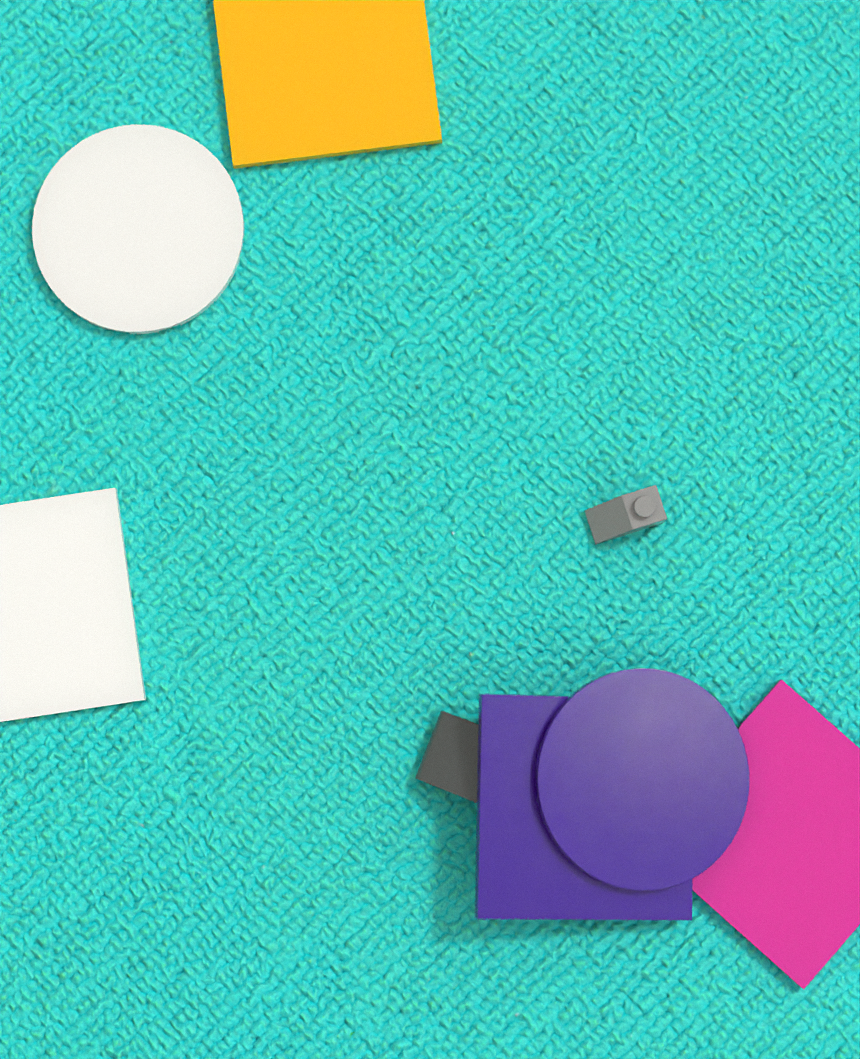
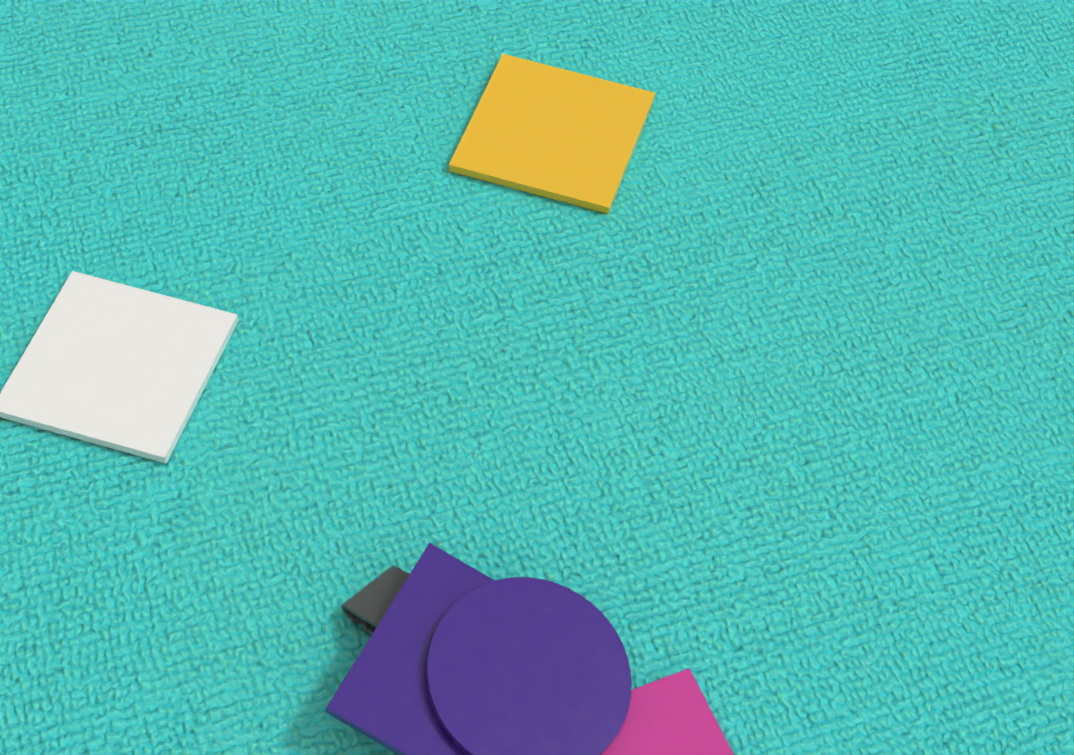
camera: 20 degrees right, 30 degrees down
(138, 229) = (358, 176): white tile -> none
(626, 514) = (620, 493): light grey slope -> none

